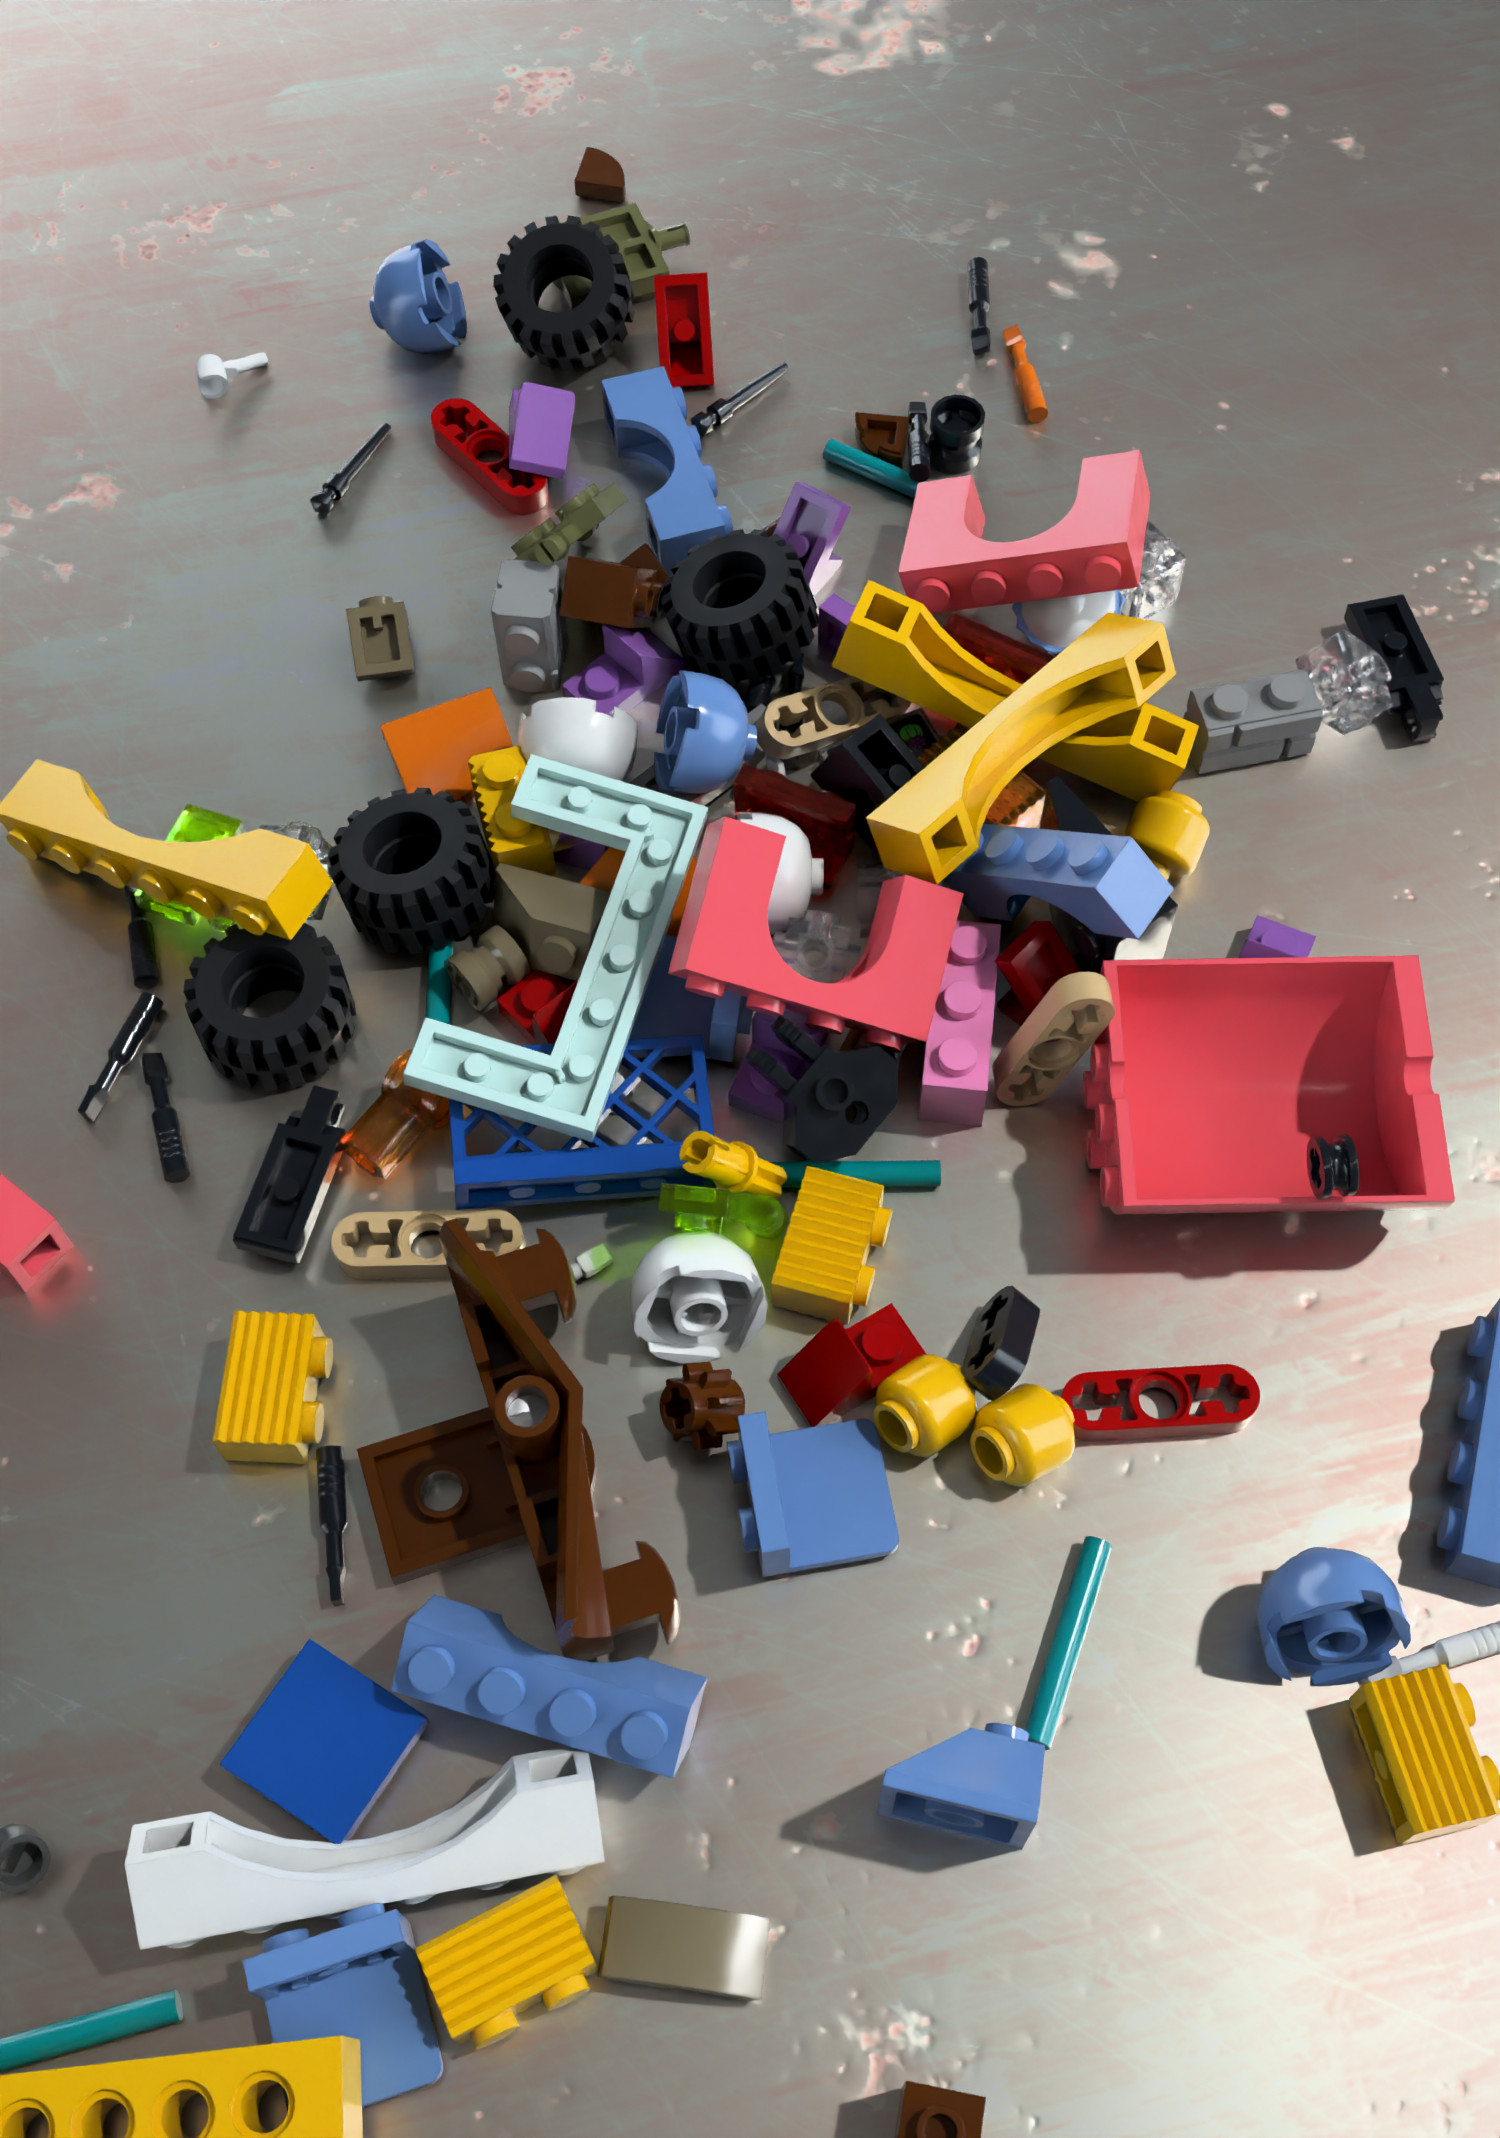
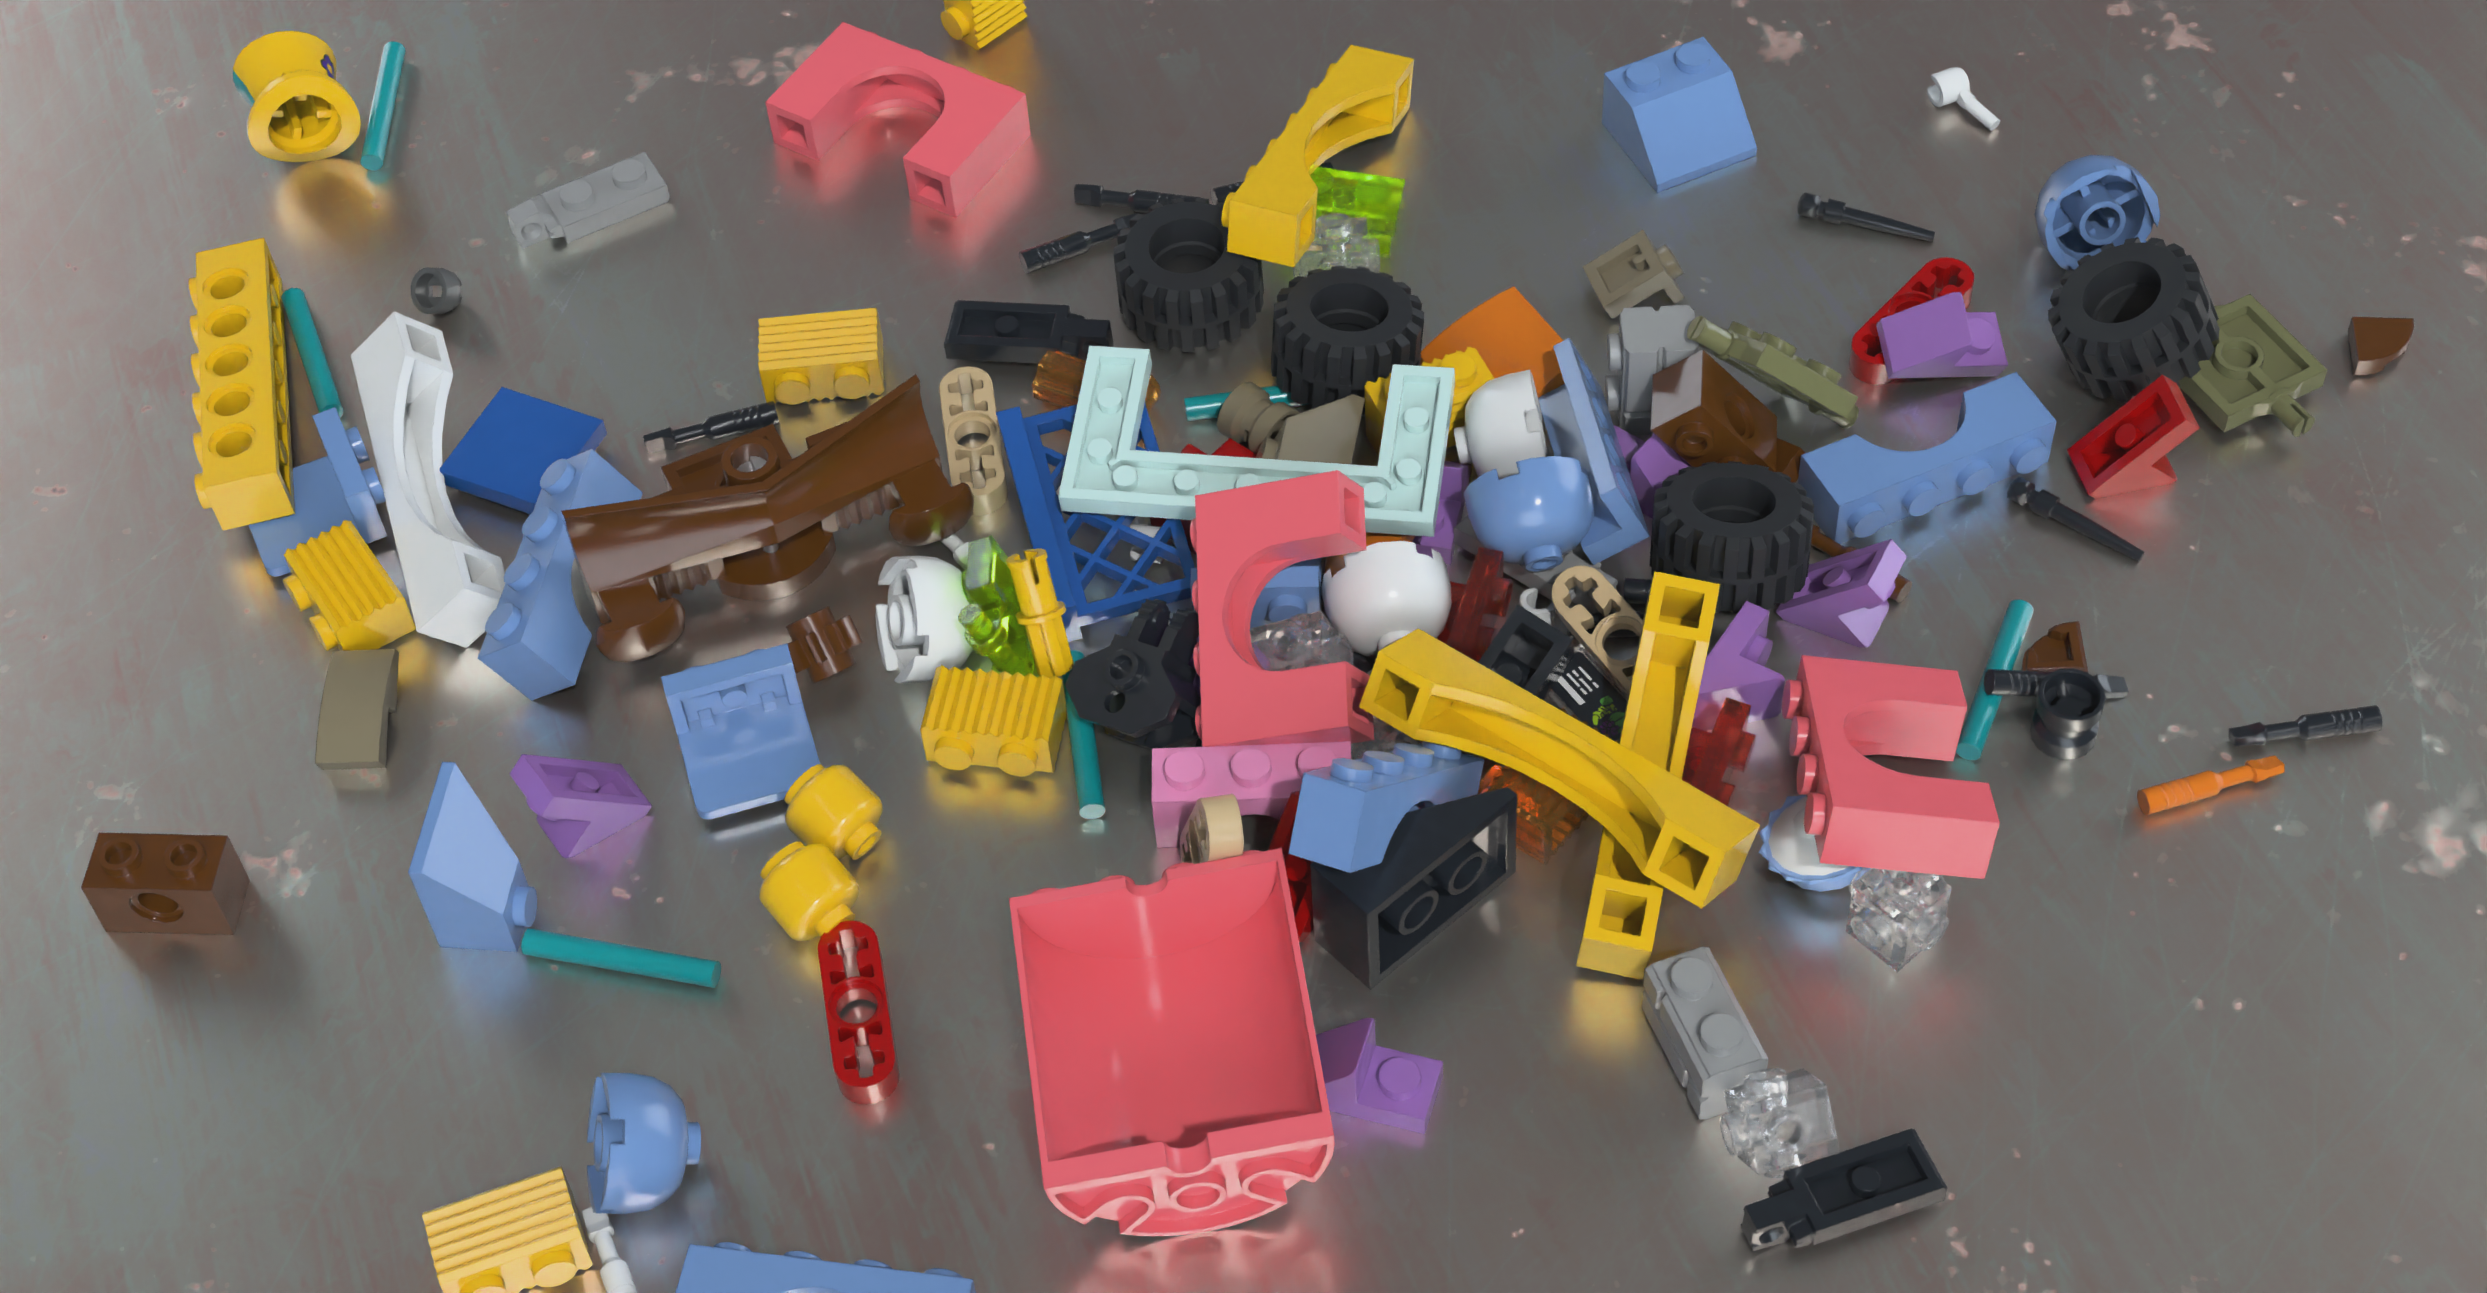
camera: 85 degrees right, 10 degrees down
(182, 571) = (1677, 114): none -> medium blue slope
(627, 682) = (1583, 429): none -> medium blue fence
(846, 1366) = (882, 759): red slope -> none
(869, 1671) = (579, 799): none -> medium lavender slope
(1000, 1343) = (896, 857): black beam -> none
(1169, 832) = (1524, 960): yellow head -> none
(1332, 1166) = (1056, 1057): black bush -> none

